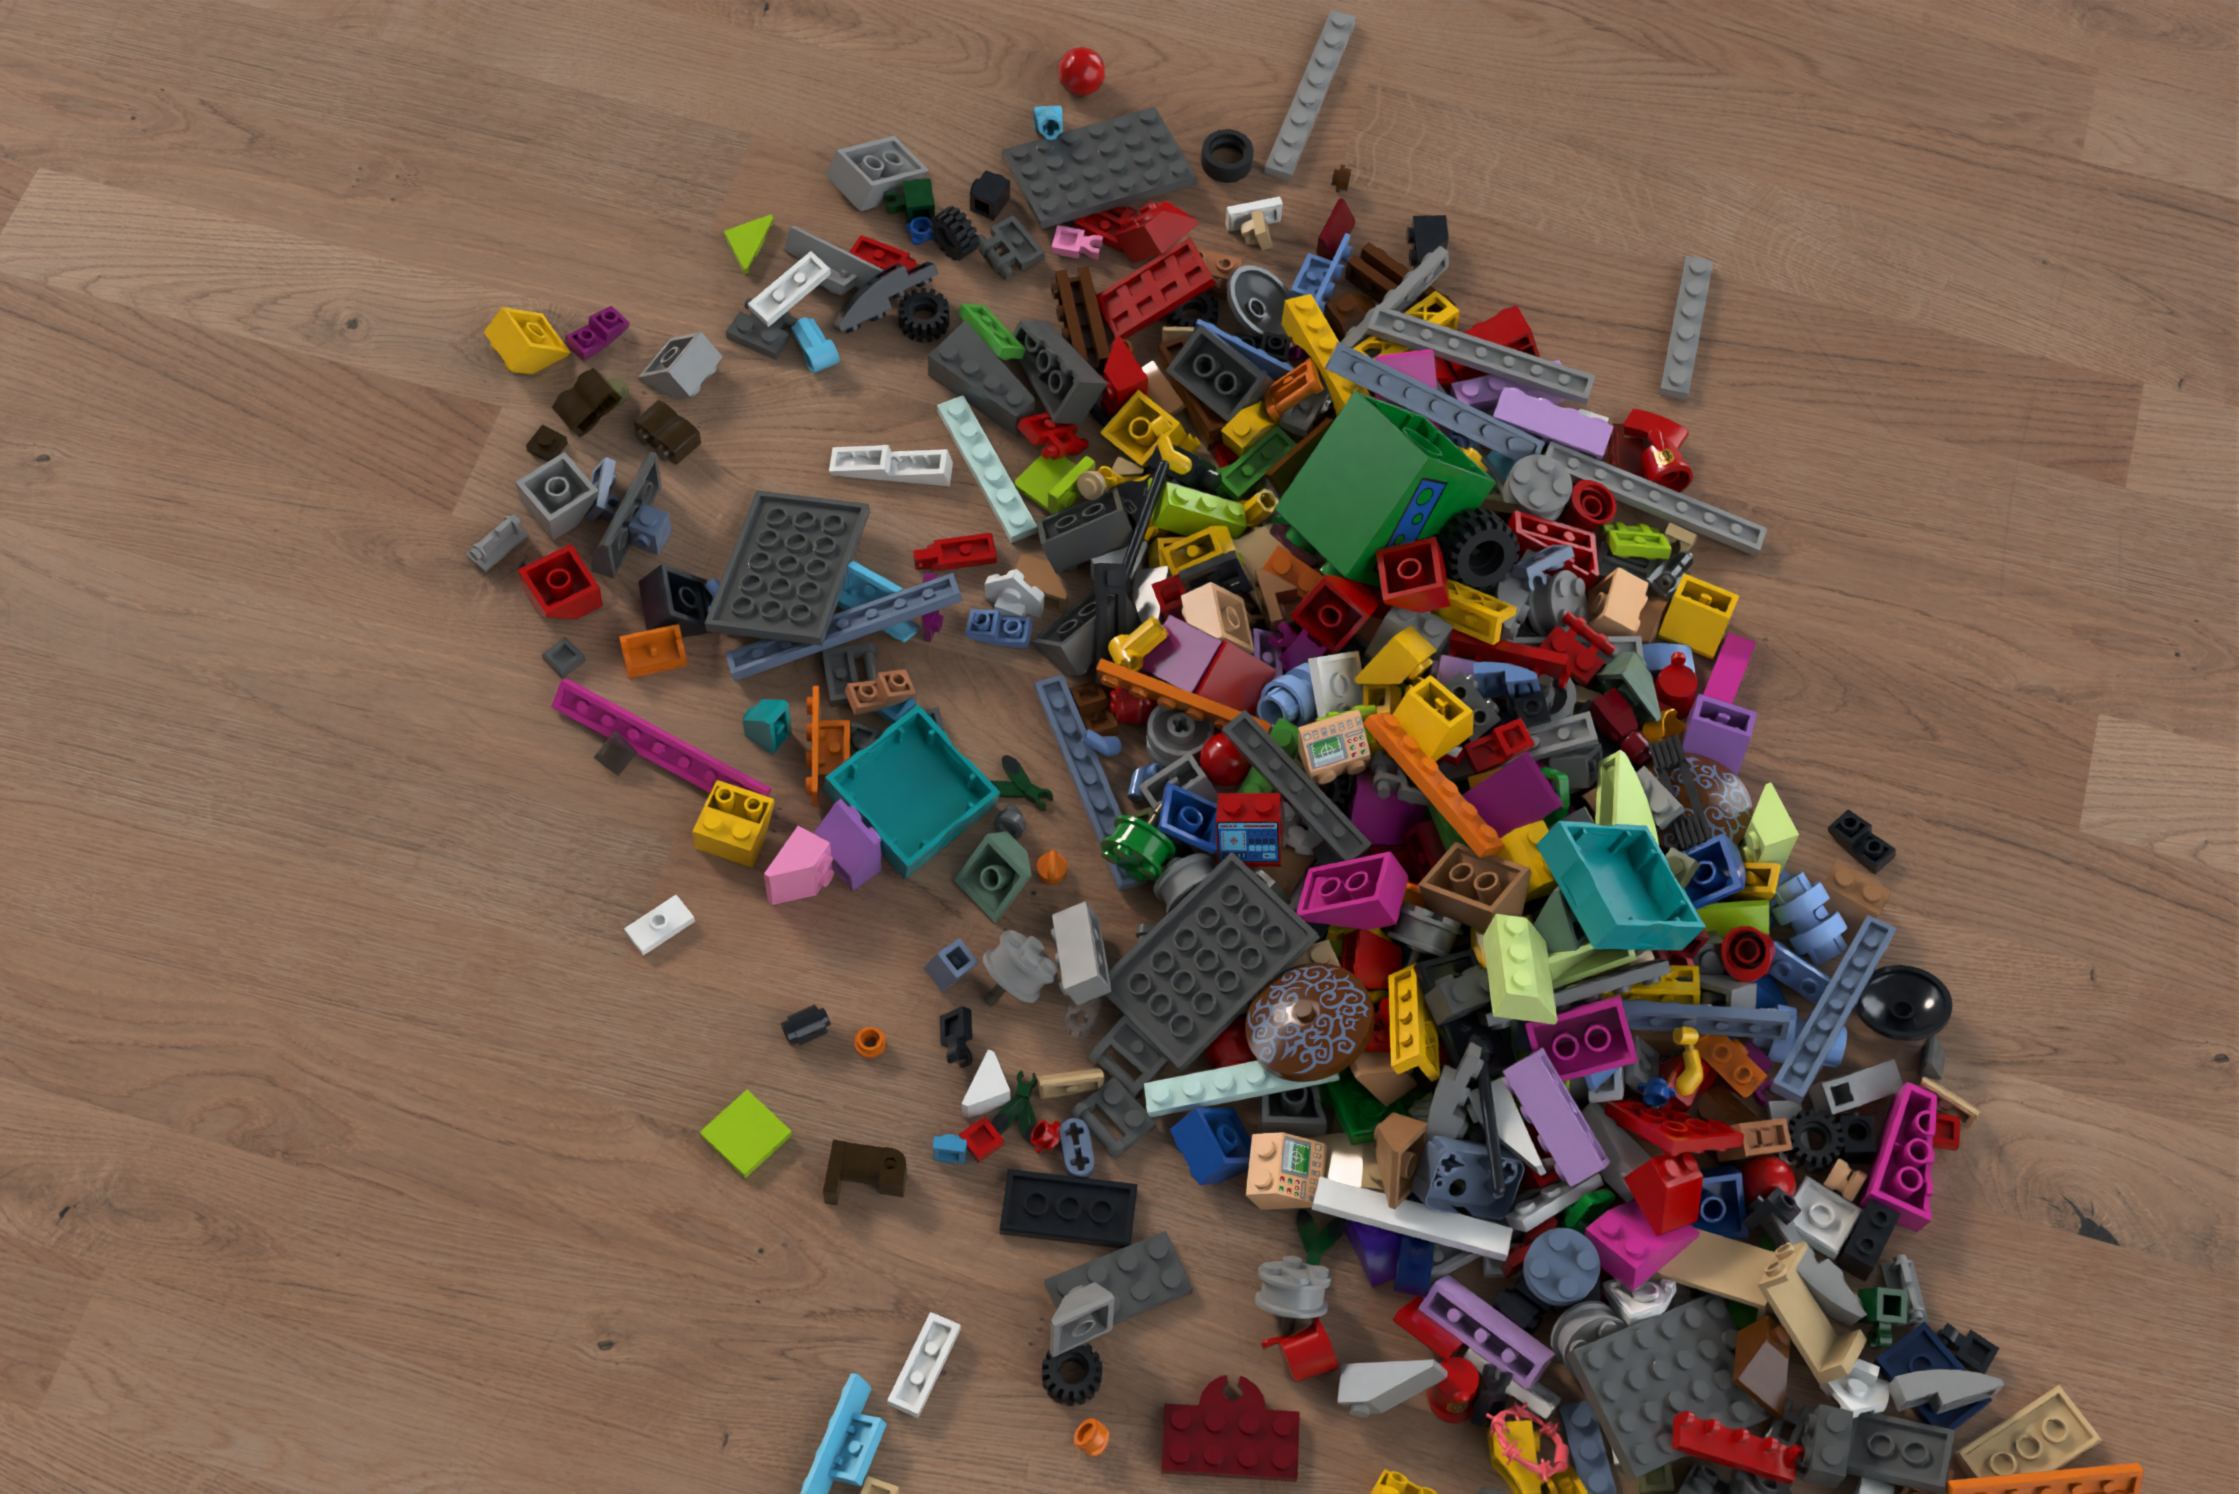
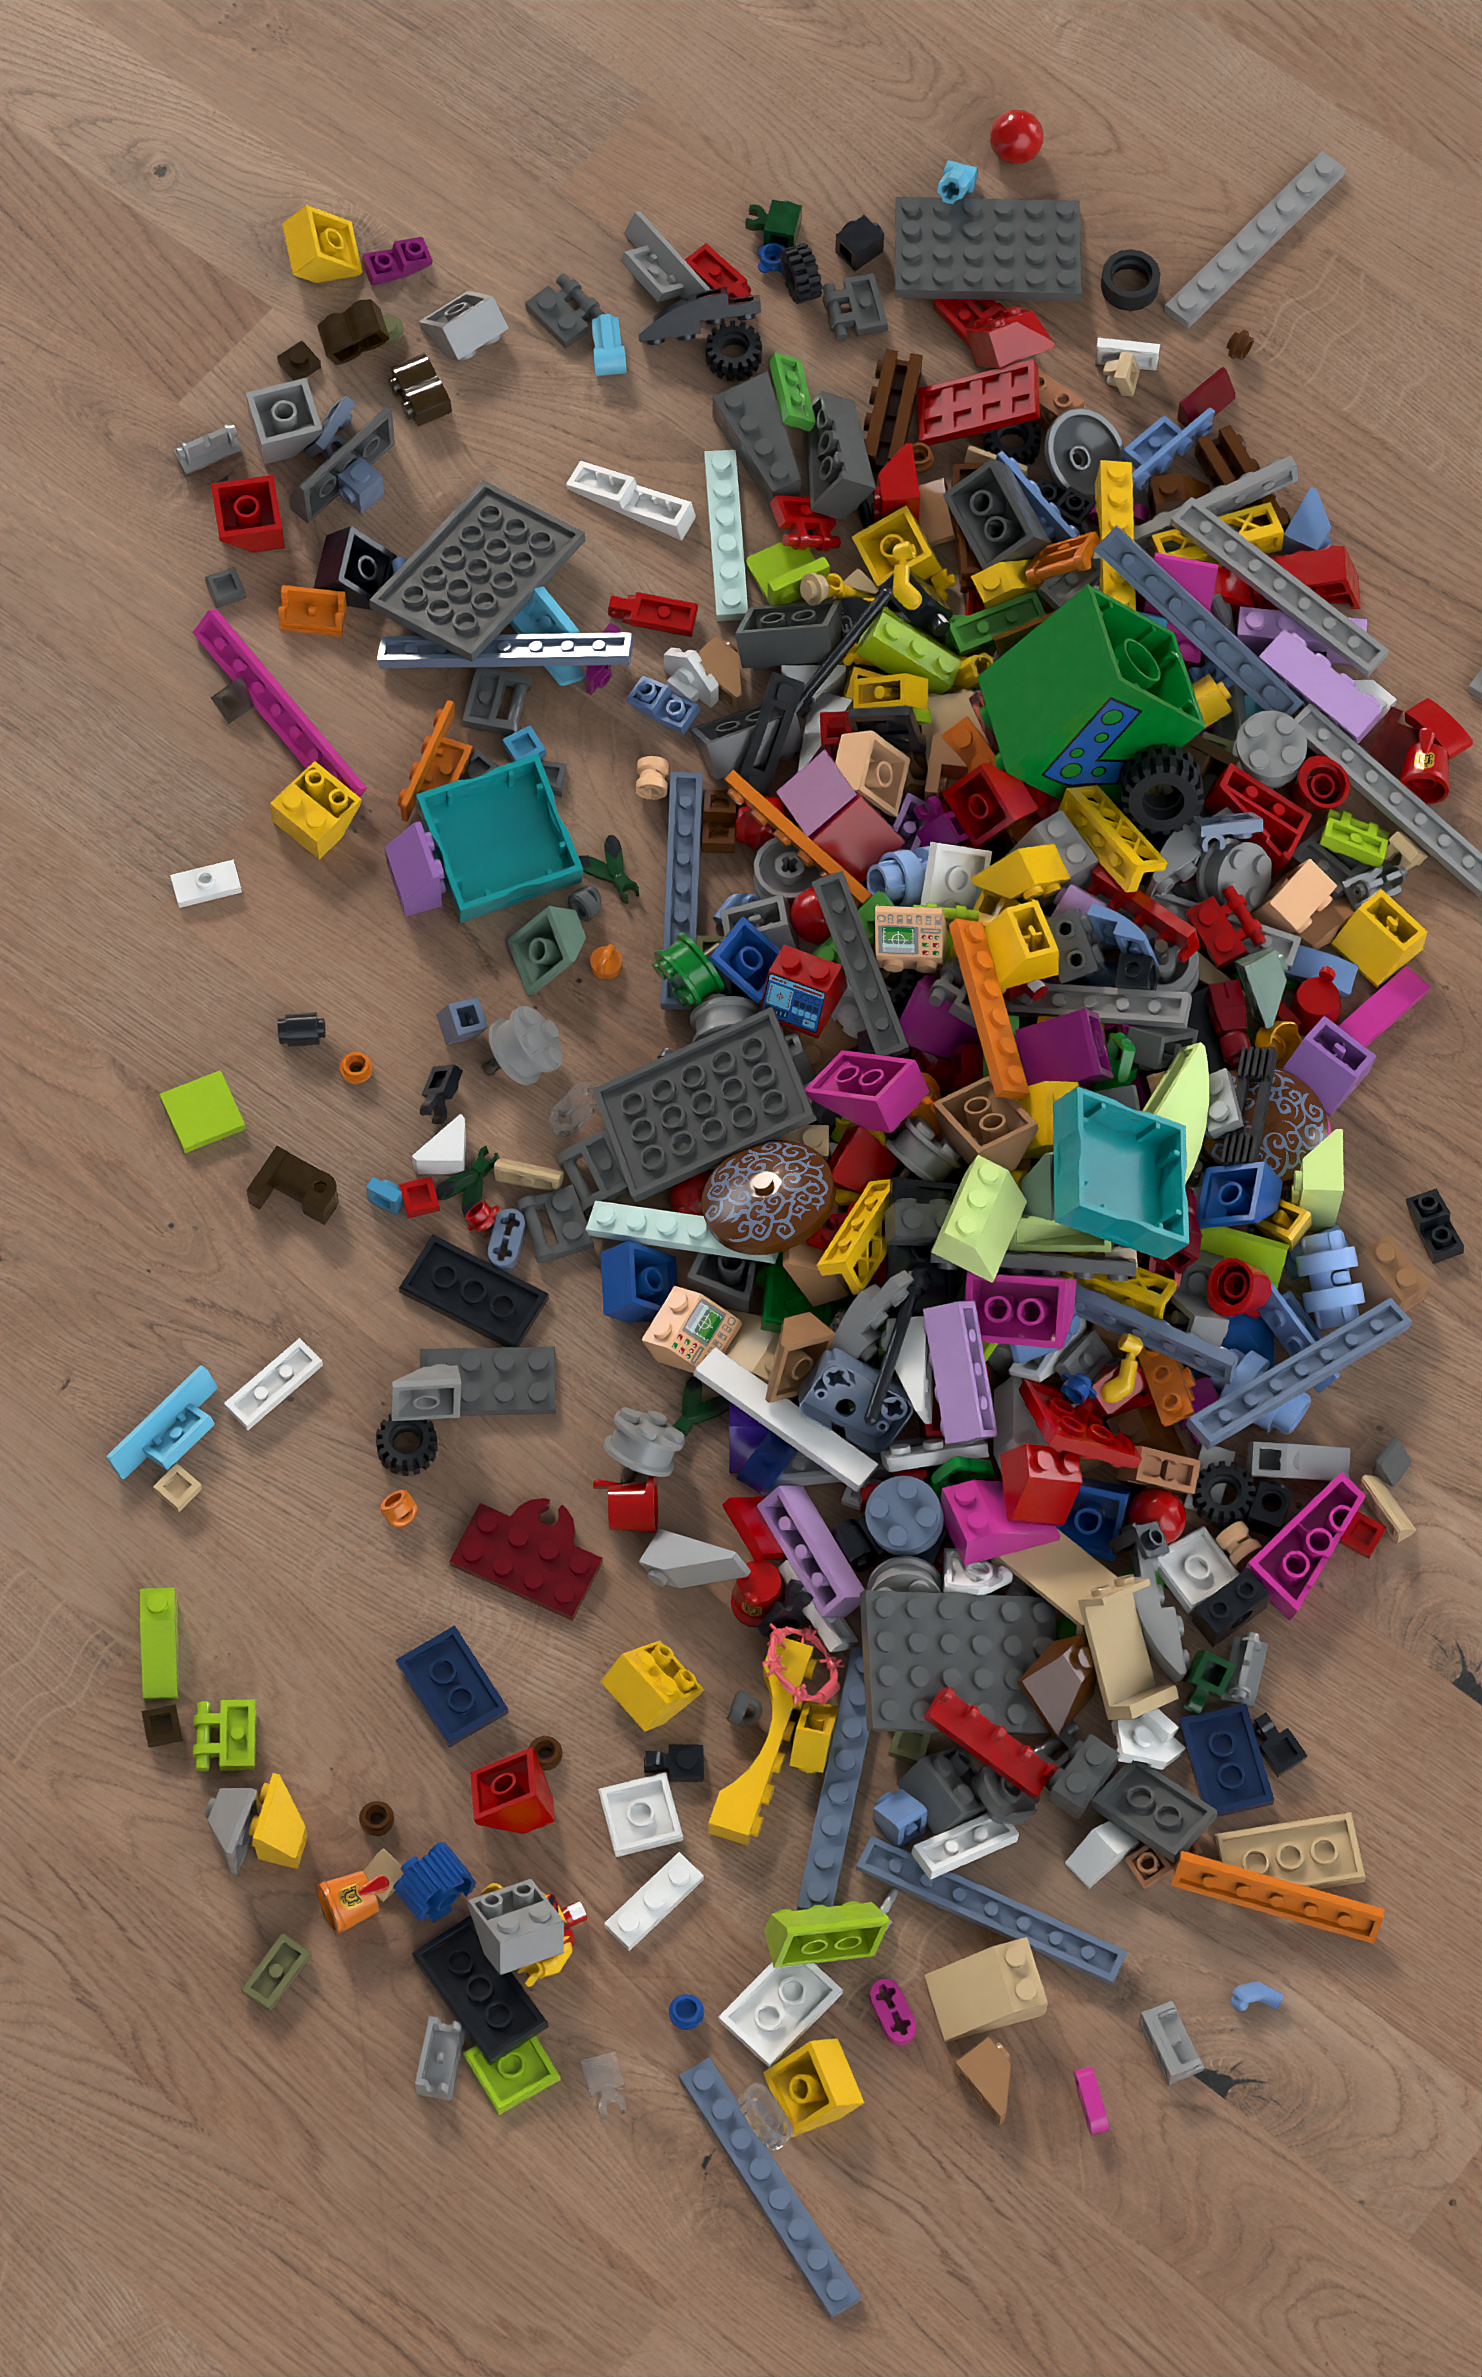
camera: 25 degrees right, 5 degrees up
(747, 240) = (591, 210): lime tile -> none
(768, 724) = (391, 723): teal slope -> none
(789, 288) = (604, 279): white plate -> none
(799, 868) = (356, 875): bright pink slope -> none
(873, 168) = (752, 175): light grey slope -> none
(884, 691) = (515, 730): nougat slope -> none
(1019, 691) = (652, 777): none -> light nougat wheel
(1072, 242) = (924, 322): bright pink plate -> none
(1080, 953) = (591, 1054): light grey brick -> none
(1104, 745) = (711, 859): medium blue arm -> none
(1130, 649) = (773, 770): yellow piece -> none
(1414, 576) = (1073, 795): red slope -> none
(1426, 236) = (1301, 439): black slope -> none
(1471, 301) = (1309, 526): none -> medium blue slope
(1499, 747) = (1093, 993): red slope -> none
(1682, 866) = (1207, 1181): olive plate -> none
(1905, 1003) = (1384, 1396): black dish -> none
(1942, 1389) = (1226, 1769): light grey slope -> none

